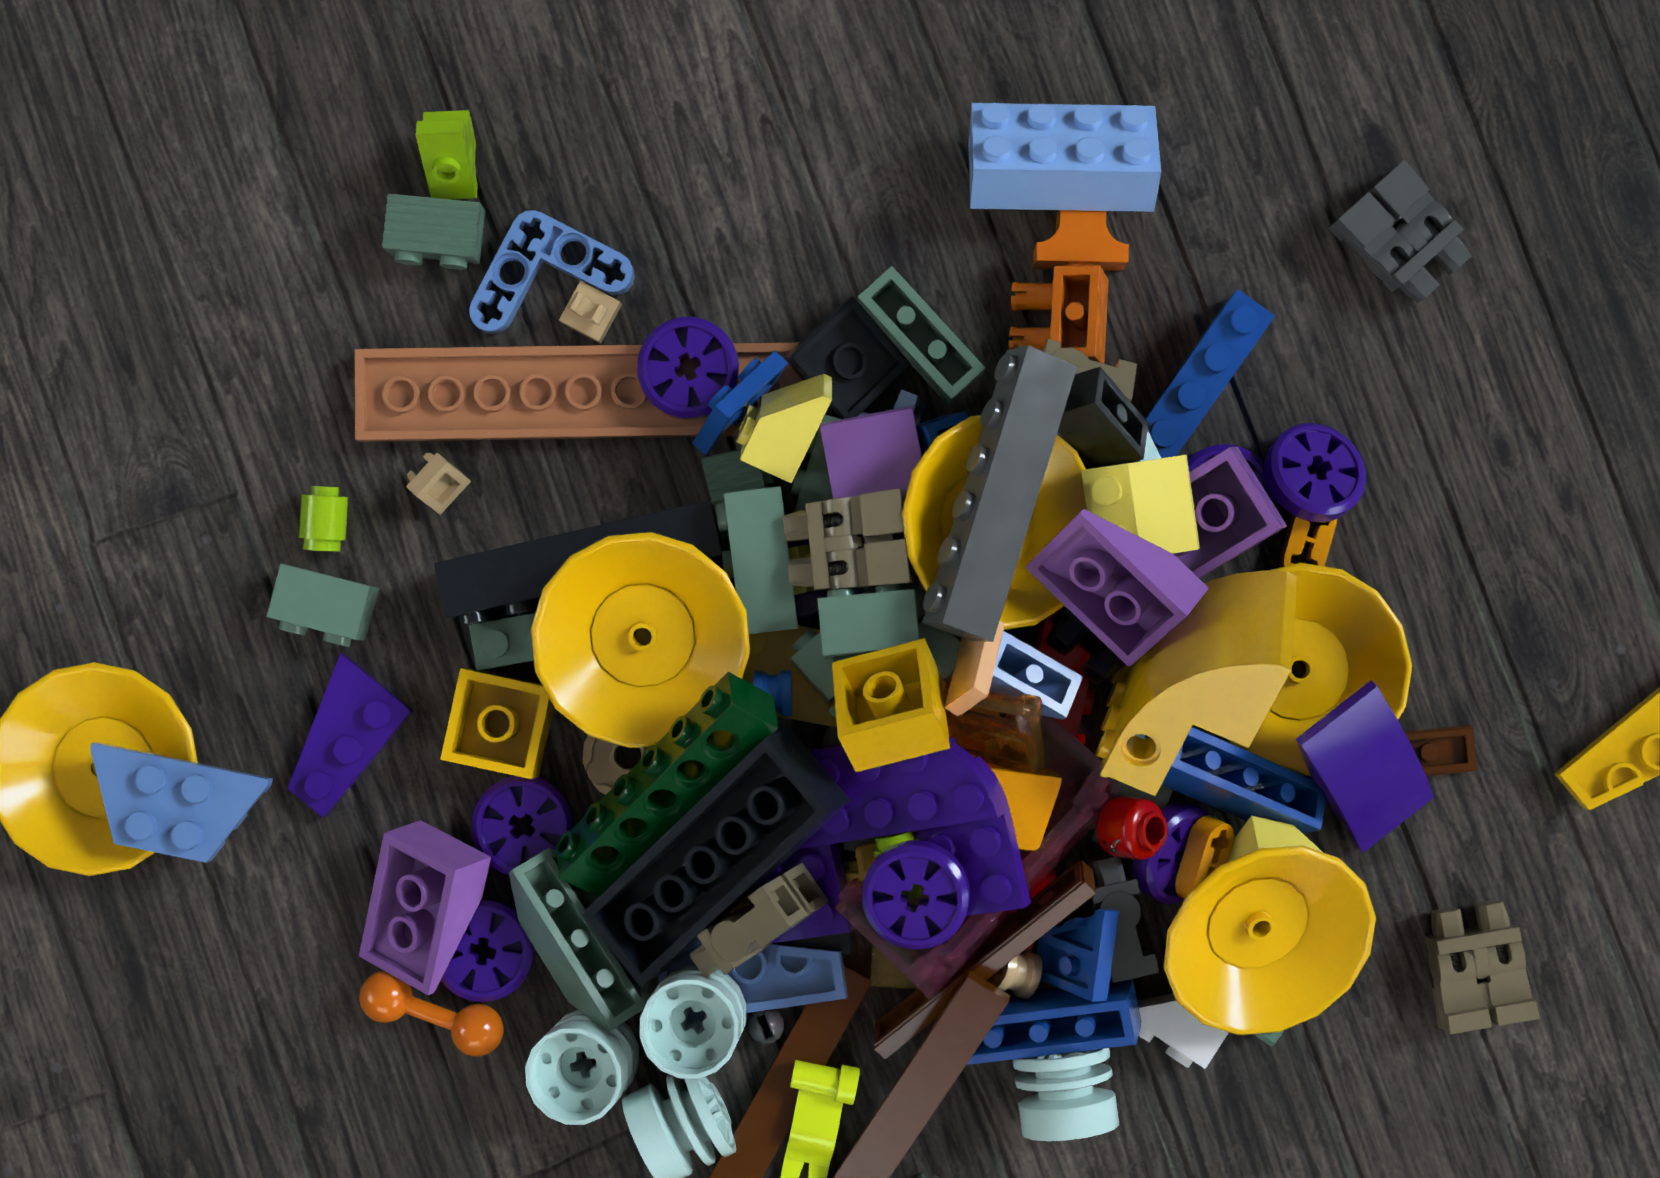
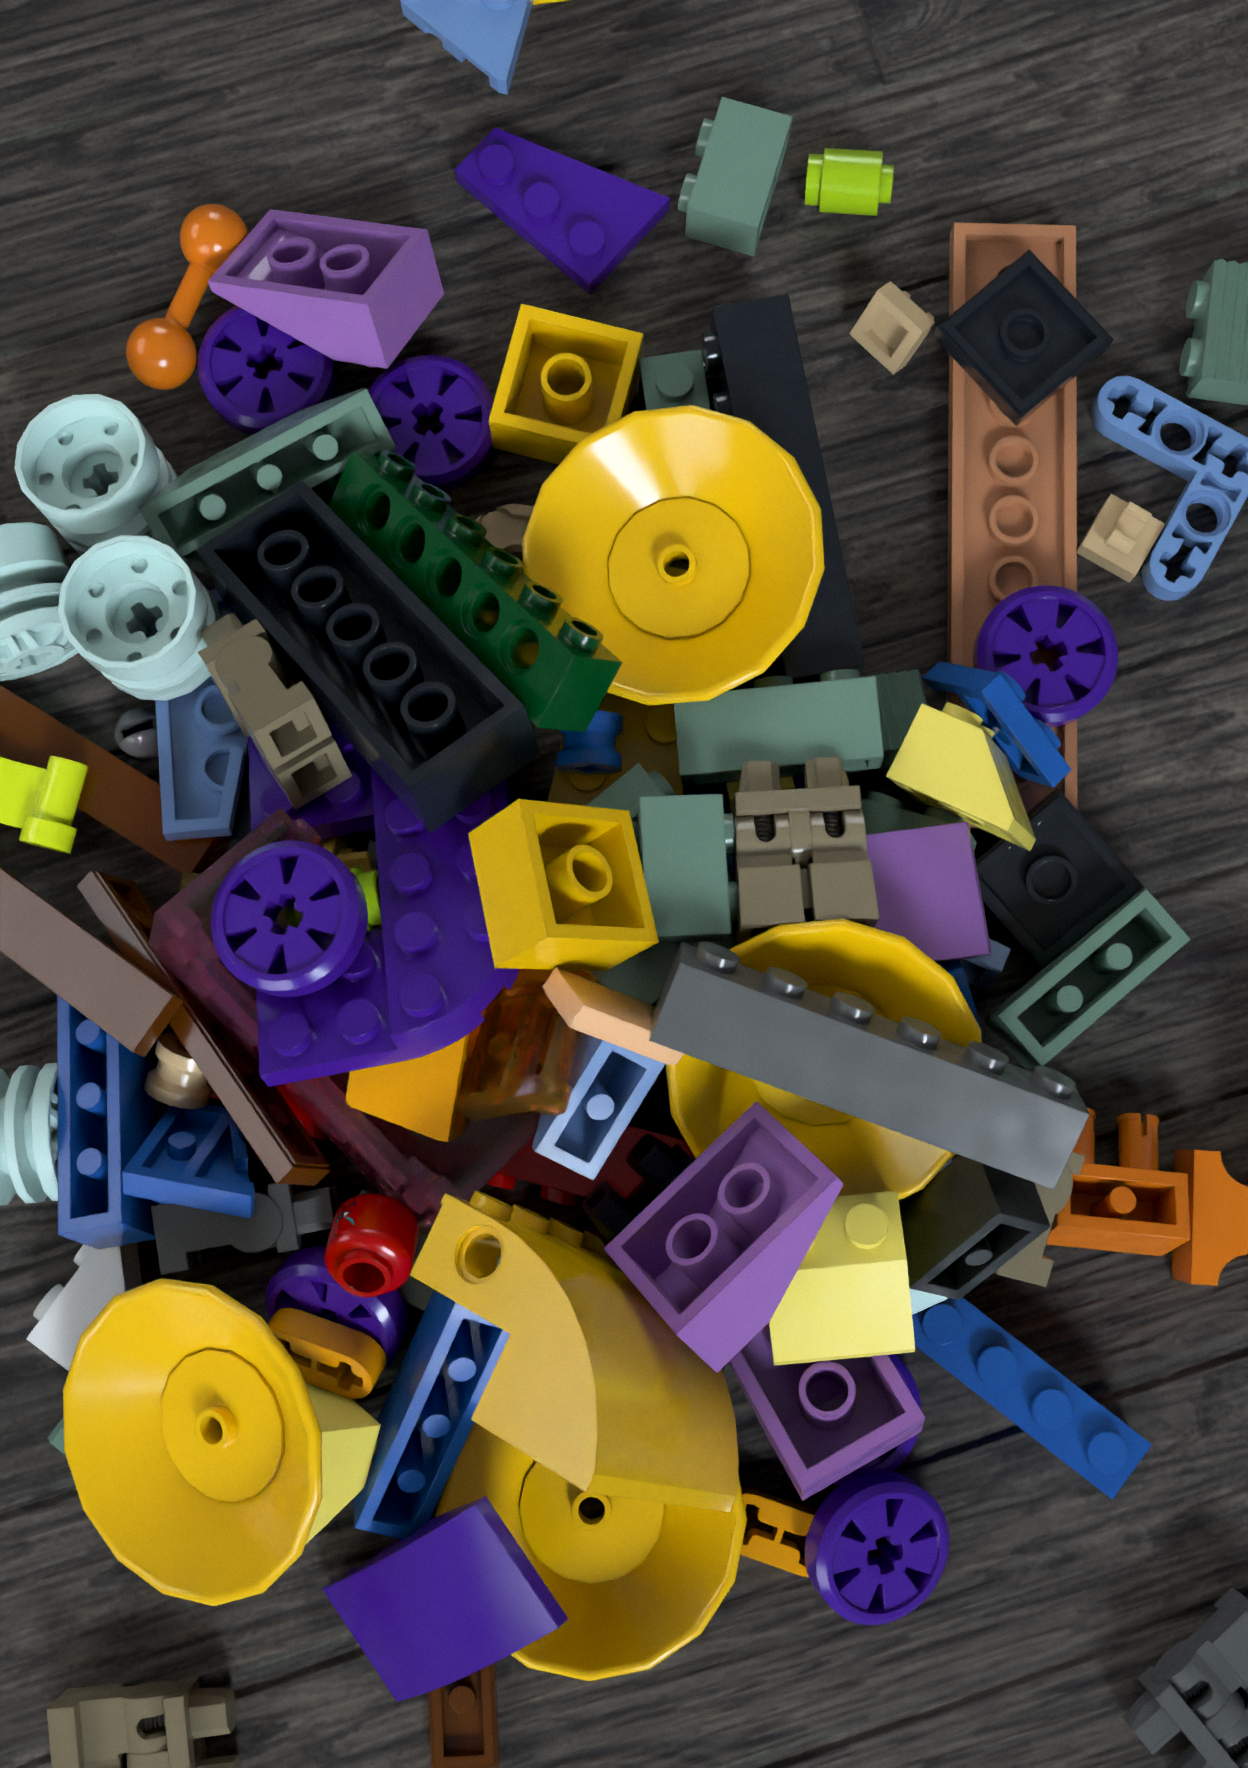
camera: 90 degrees right, 5 degrees down
(448, 388) = (1022, 337): none -> black plate

